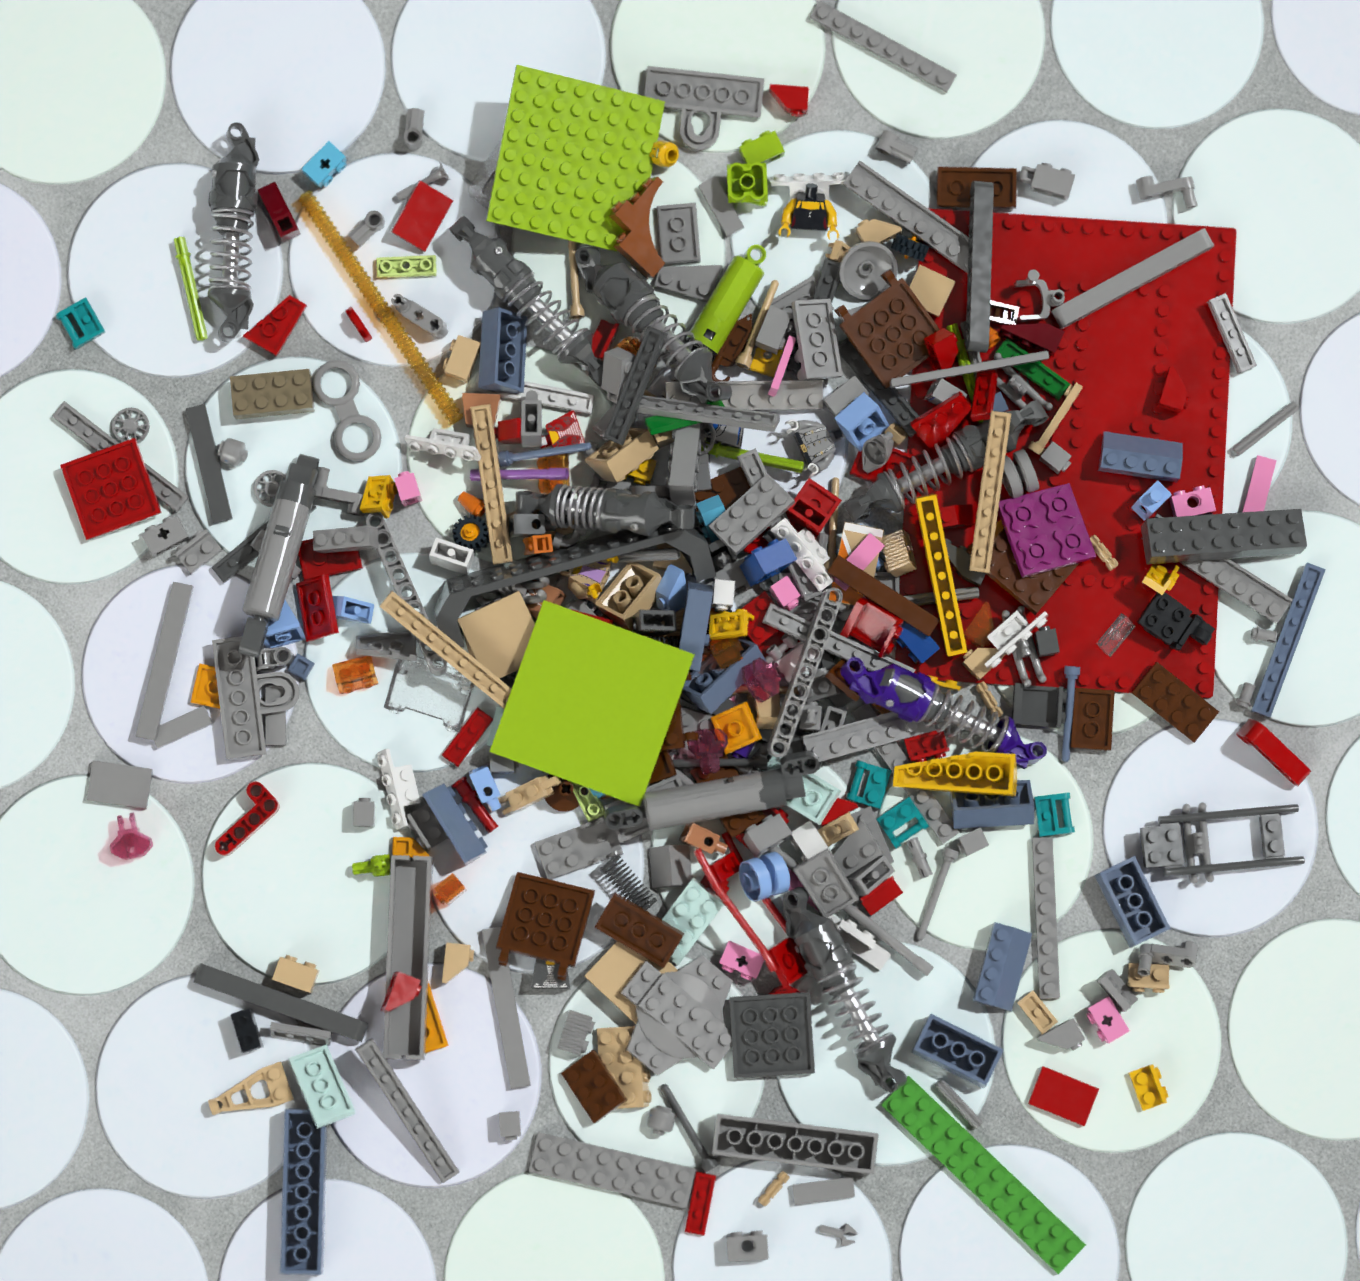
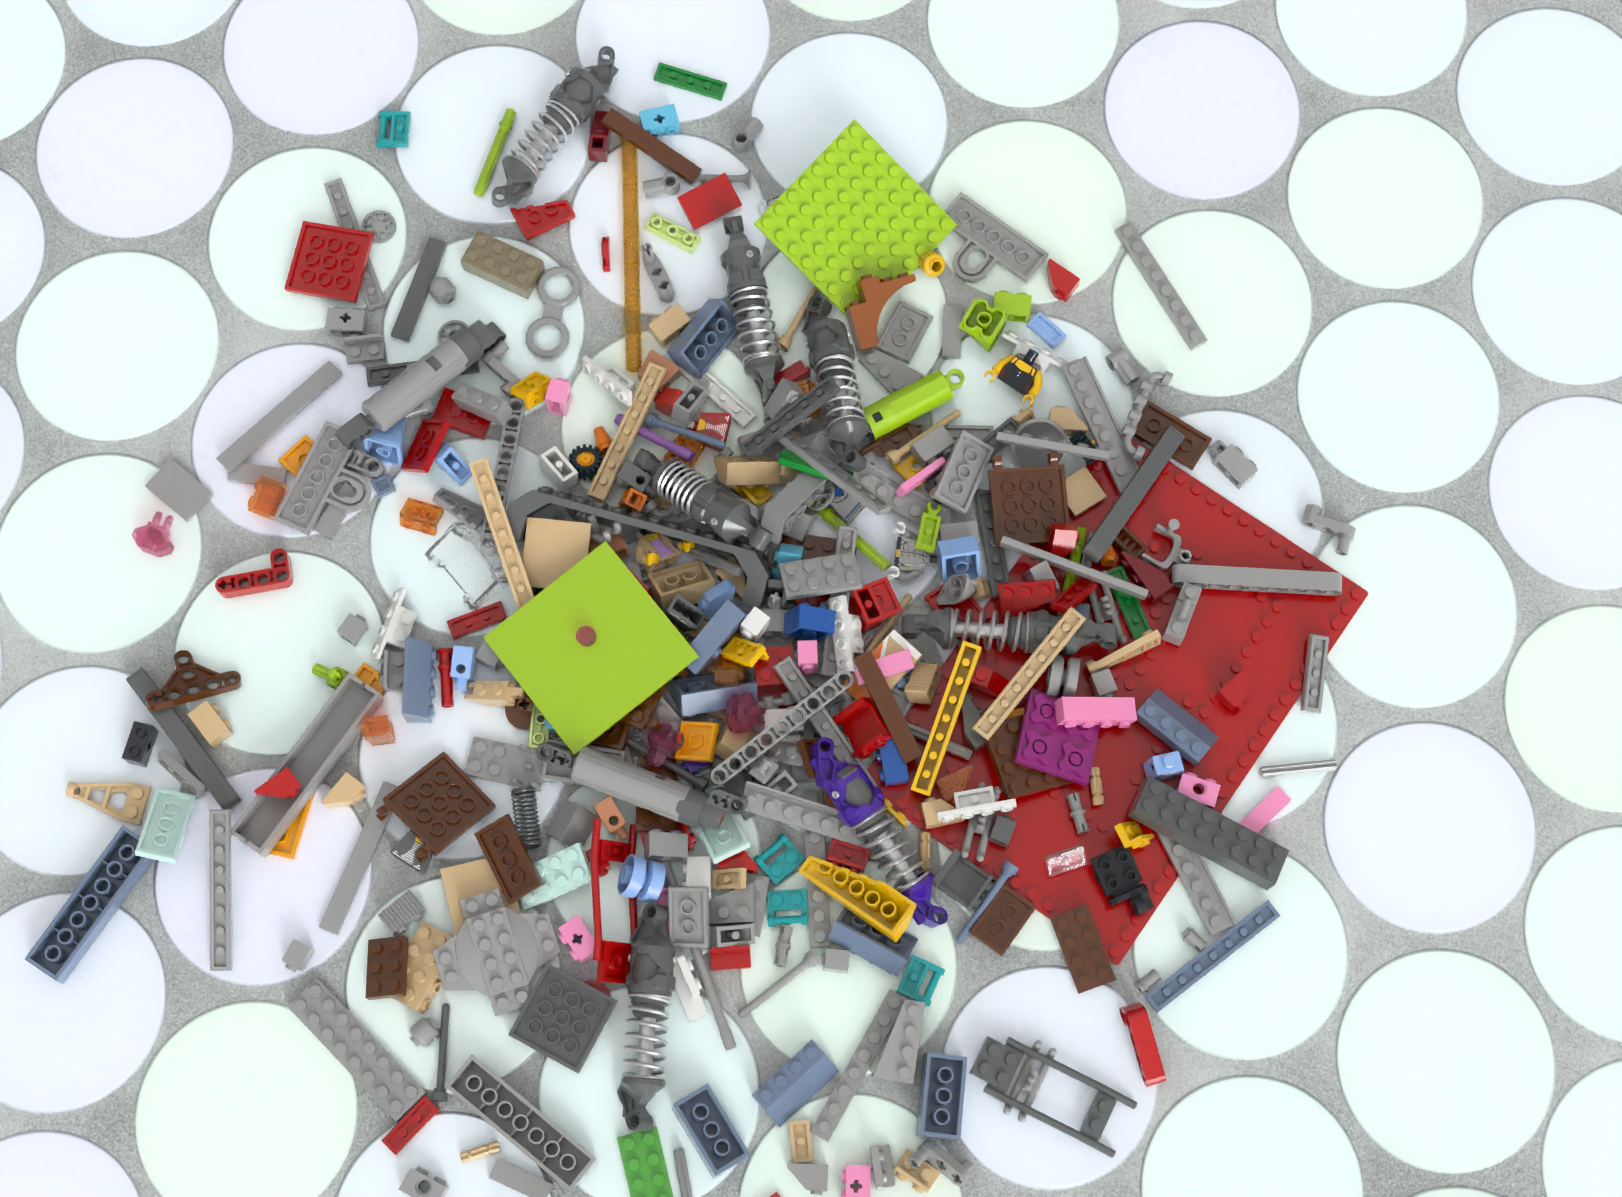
camera: 30 degrees right, 10 degrees down
(206, 743) = (266, 497): none -> clear orange brick
(261, 942) = (200, 680): none -> reddish brown beam
(326, 106) = (690, 81): none -> green tile
(334, 195) = (651, 146): none -> reddish brown tile
(583, 696) = (586, 636): none -> tile
(805, 153) = (1046, 330): none -> light blue tile
(818, 410) = (928, 529): none -> lime plate
(876, 268) = (1046, 444): none -> light grey plate
(936, 190) = (1135, 415): none -> light grey bar
(1064, 488) = (1095, 711): none -> bright pink brick
(1074, 881) = (901, 1049): none -> light grey wedge
(1086, 351) = (1181, 614): none -> light grey piece
(1101, 586) = (1077, 813): none -> light grey pin

